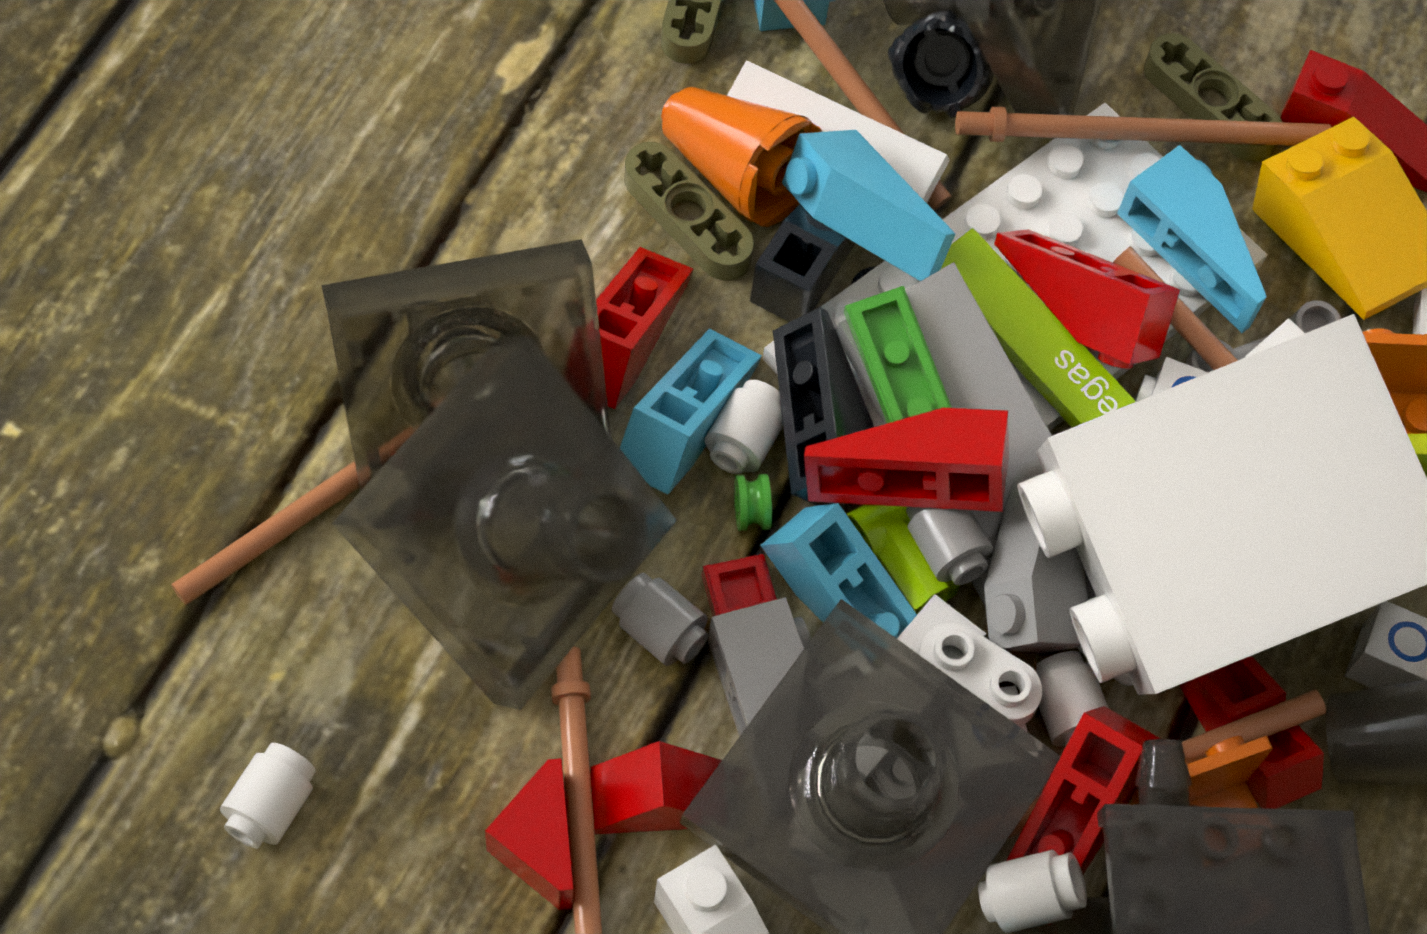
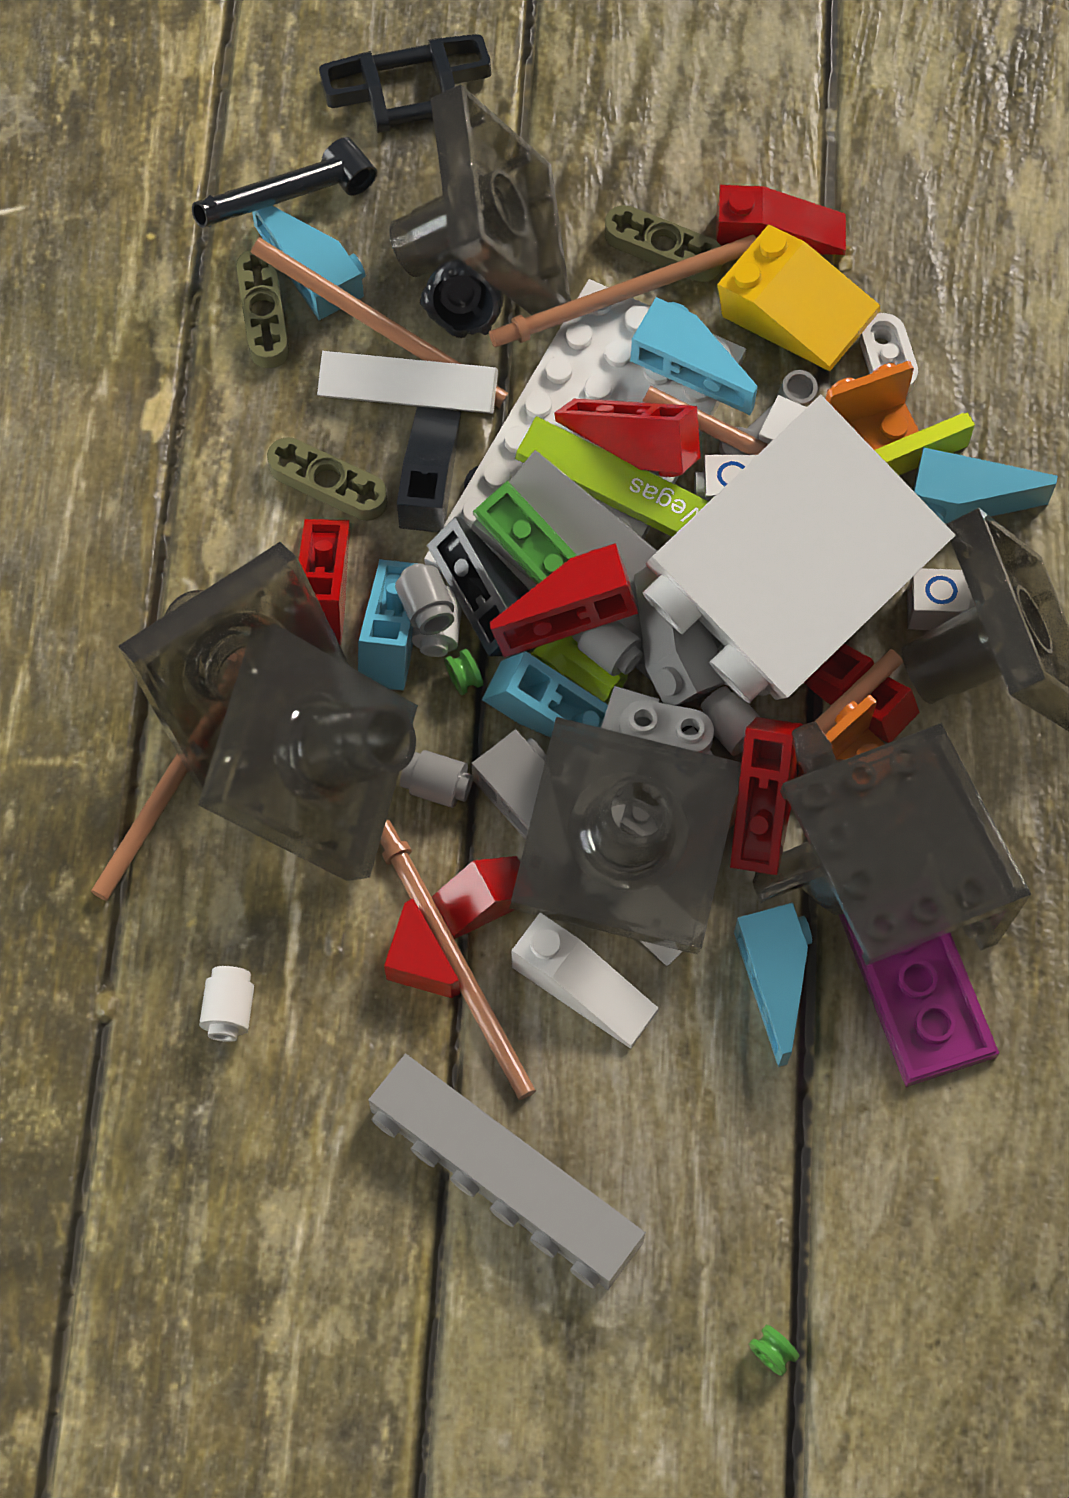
camera: 15 degrees left, 5 degrees up
(737, 148) = (349, 419): orange cone -> none
(737, 584) = (477, 733): red tile -> none
(740, 391) = (425, 598): none -> light grey brick
(867, 201) = (454, 426): medium azure slope -> none
(1032, 890) = (757, 857): white brick -> none

